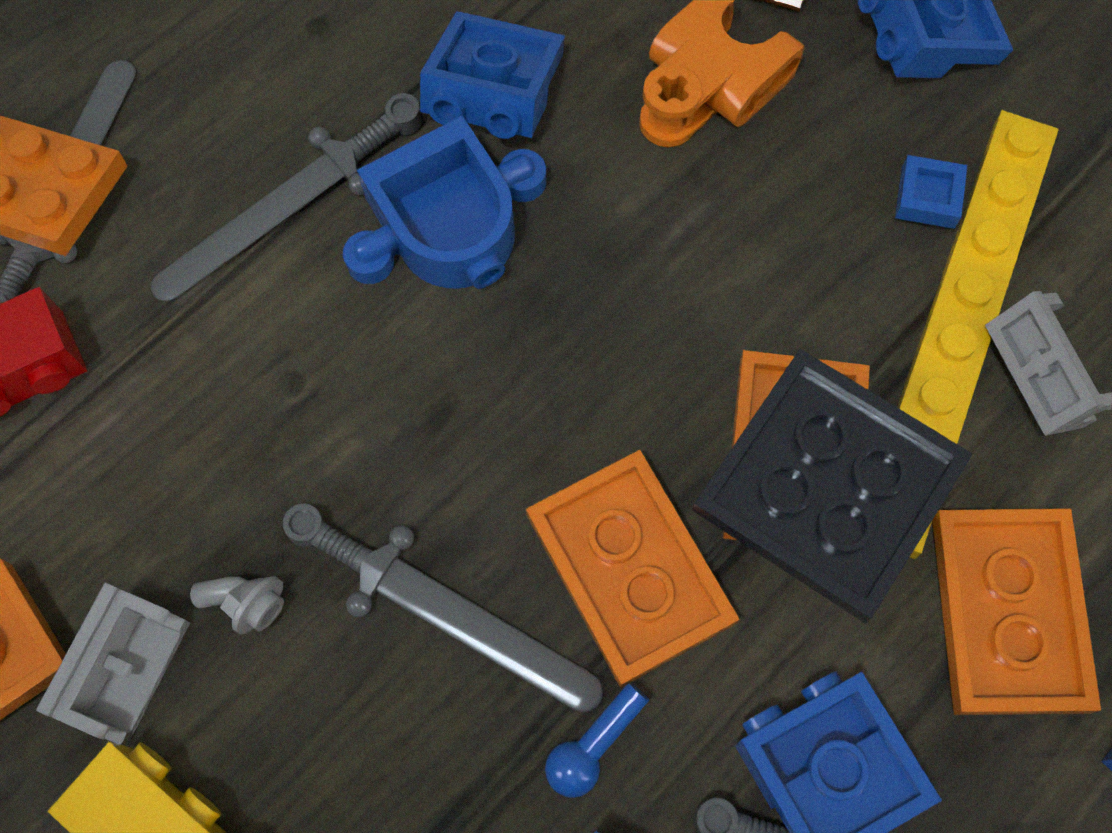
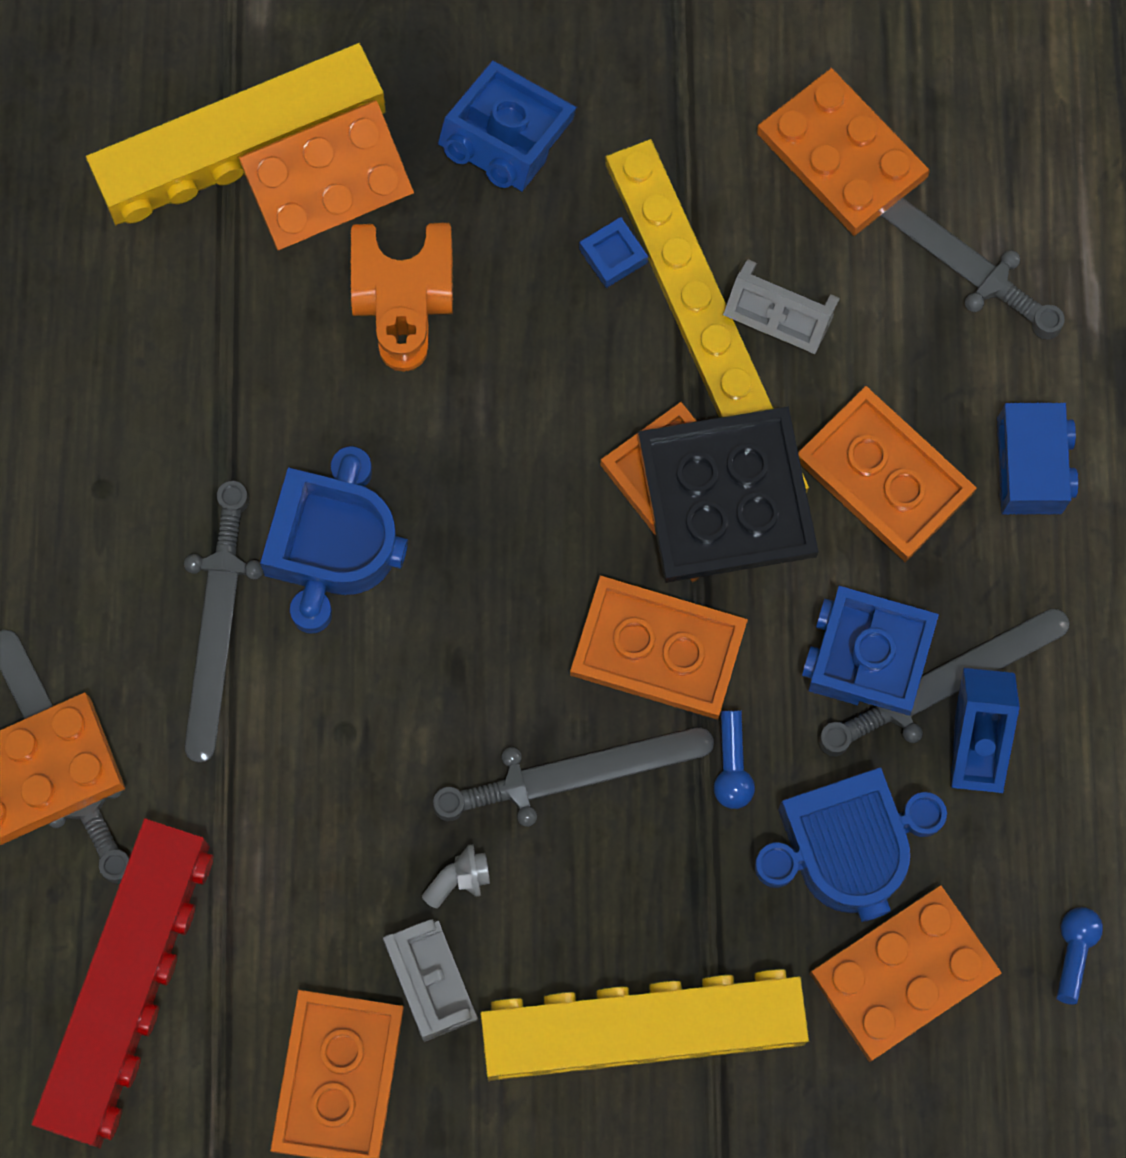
camera: 50 degrees left, 5 degrees up
(490, 75) = (267, 419): blue plate -> none

